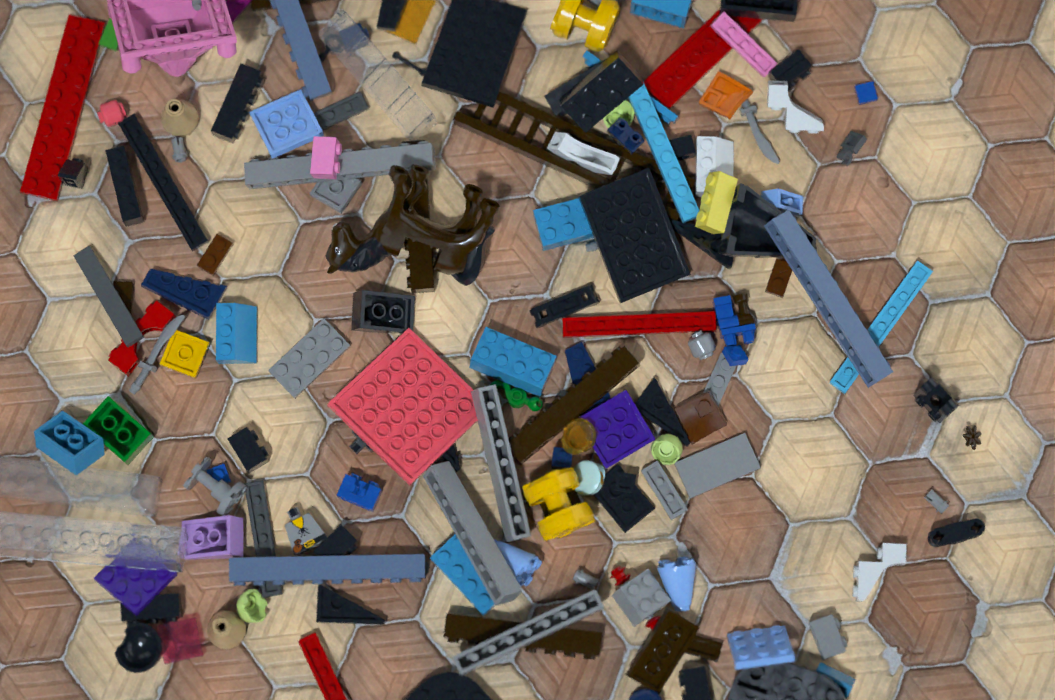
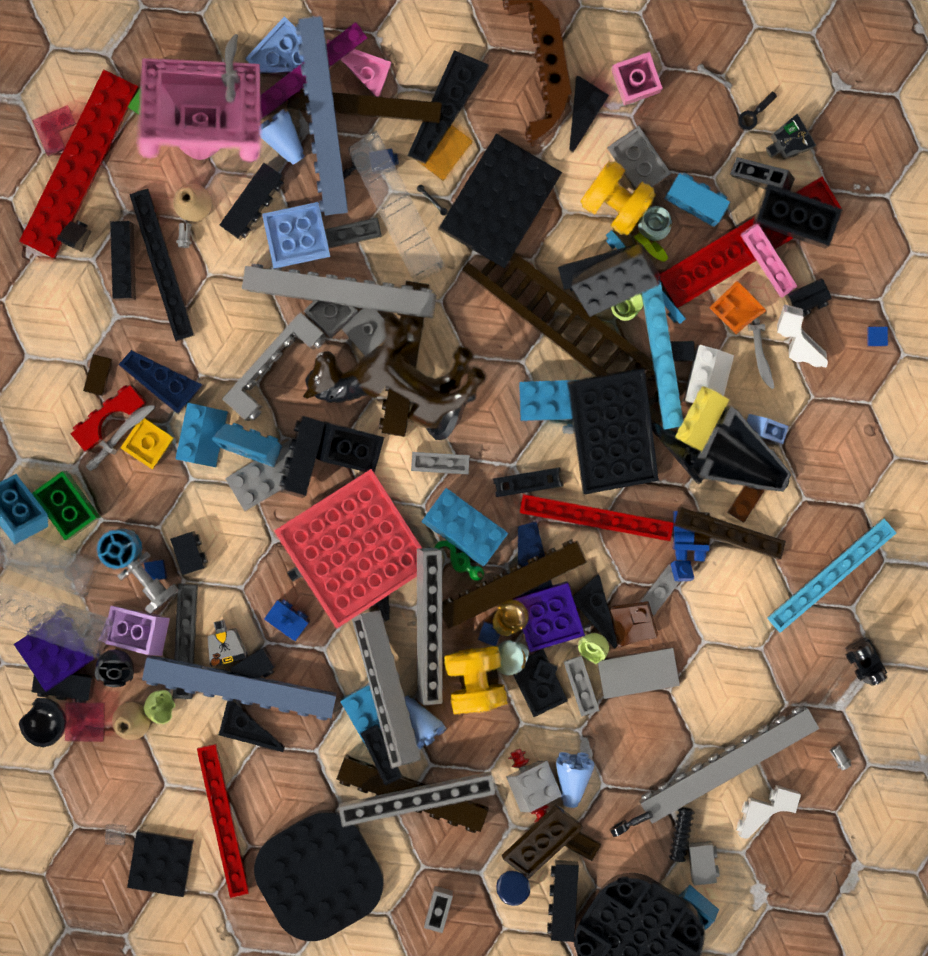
camera: 10 degrees right, 10 degrees up
(28, 78) = (50, 125): none -> clear pink plate
(108, 296) = (84, 369): dark grey tile -> none
(111, 113) = (125, 182): coral head -> none
(178, 457) = (119, 548): none -> dark azure cylinder
(199, 578) = (114, 668): none -> black cylinder
(215, 254) = (198, 349): reddish brown plate -> none
(254, 36) = (283, 136): none -> light blue cone
(284, 330) = (248, 444): none -> dark azure slope
(310, 208) = (238, 398): none -> light grey plate
(325, 157) = (326, 283): bright pink brick -> none
(339, 330) = (302, 456): none -> black brick
(373, 197) = (365, 330): none -> light grey plate
(474, 307) = (440, 463): none -> light grey plate
(480, 597) = (376, 746): none -> black tile
(584, 155) = (582, 337): white arch -> none
(585, 579) = (482, 751): light grey pin -> none
(625, 135) = (628, 328): dark blue hips -> none
(627, 37) = (655, 223): none -> light aqua piece
(634, 60) = (654, 248): none -> lime slope
(701, 345) = (652, 553): light grey head -> none
(748, 610) = (623, 826): none -> black piece
(760, 647) = (636, 862): light blue plate -> none
(768, 307) = (729, 533): none -> dark brown tile
(799, 613) = (681, 834): none -> black piece
(828, 298) = (788, 540): sand blue brick -> none
(828, 533) = (729, 763): none -> light grey brick
(851, 145) = (848, 387): dark grey plate -> none
(956, 532) = (851, 792): black piece -> none
(972, 437) = (891, 703): dark brown plant -> none

